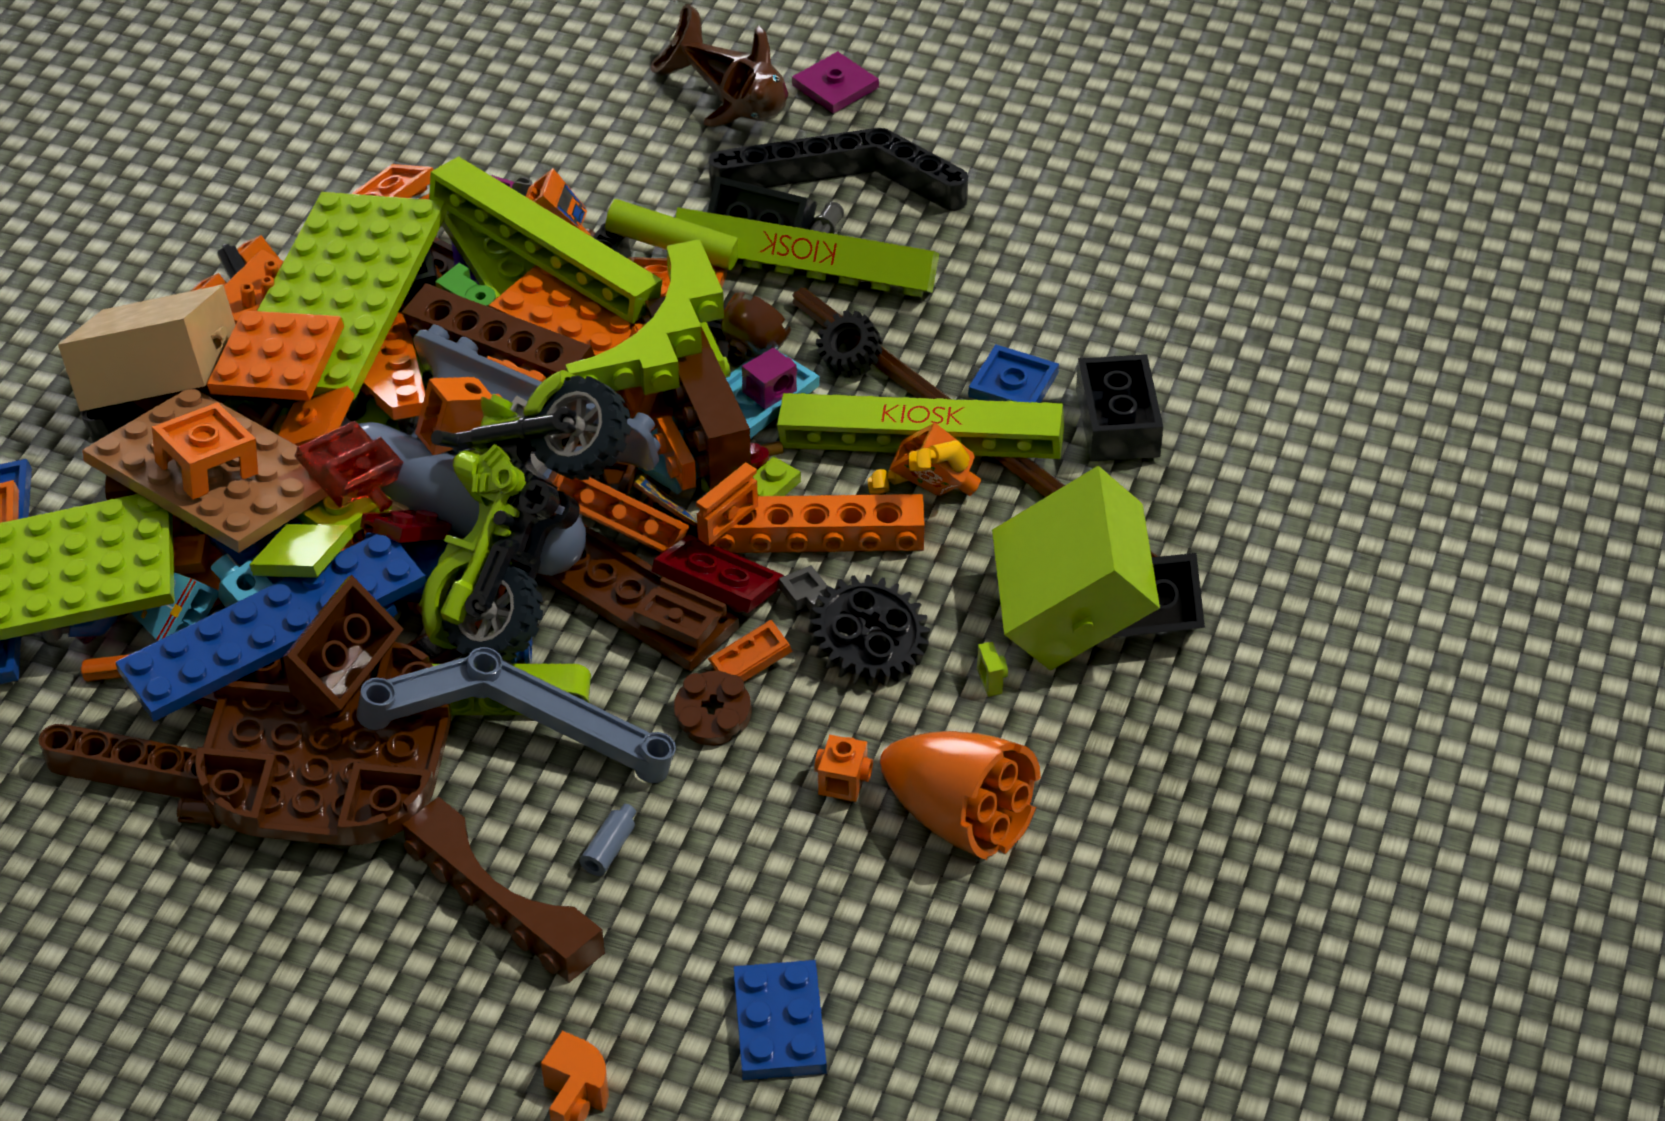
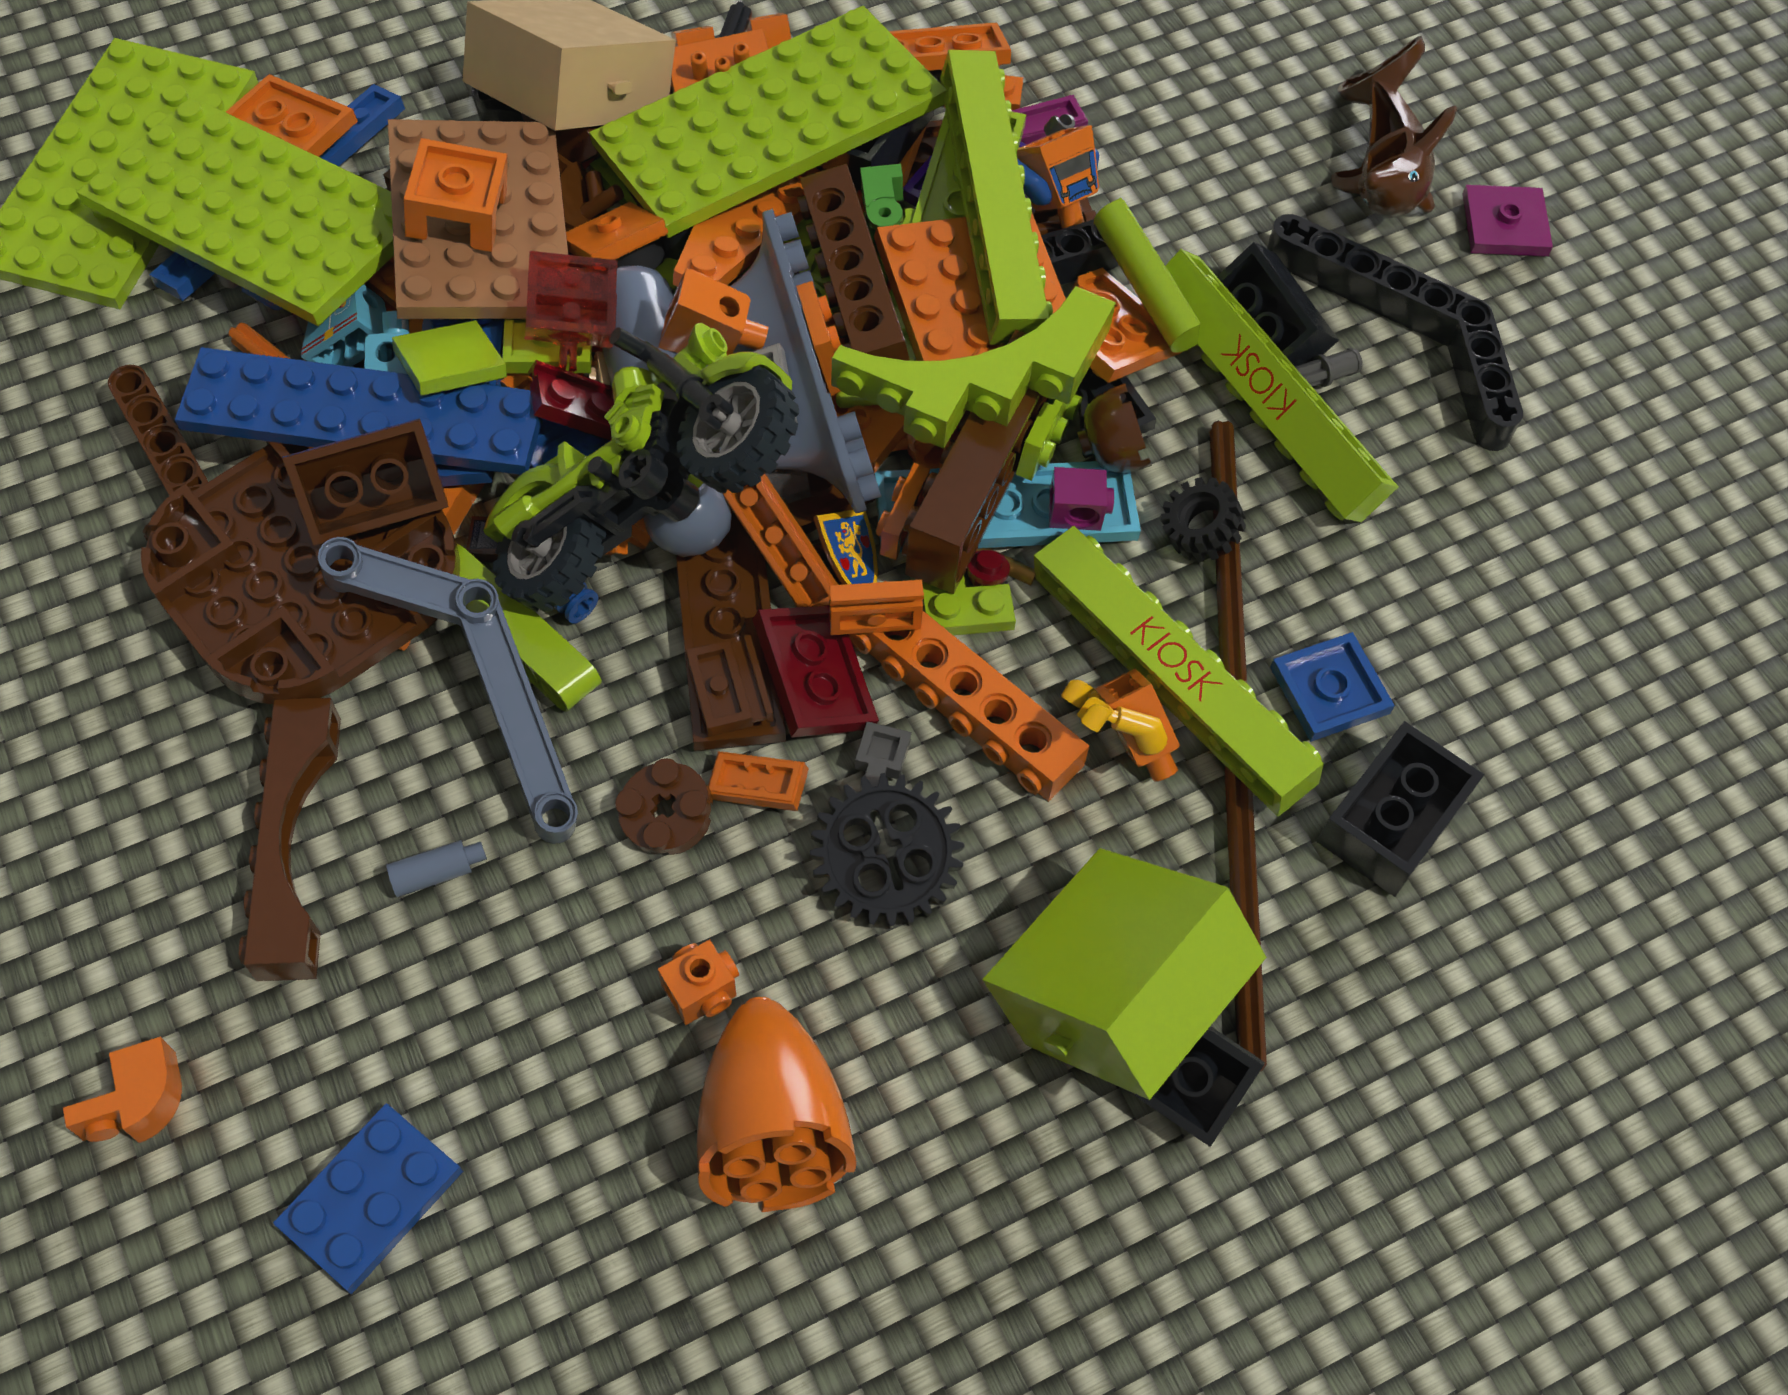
camera: 40 degrees right, 15 degrees up
(275, 355) = (639, 143): orange plate -> none
(991, 668) = (958, 996): lime plate -> none

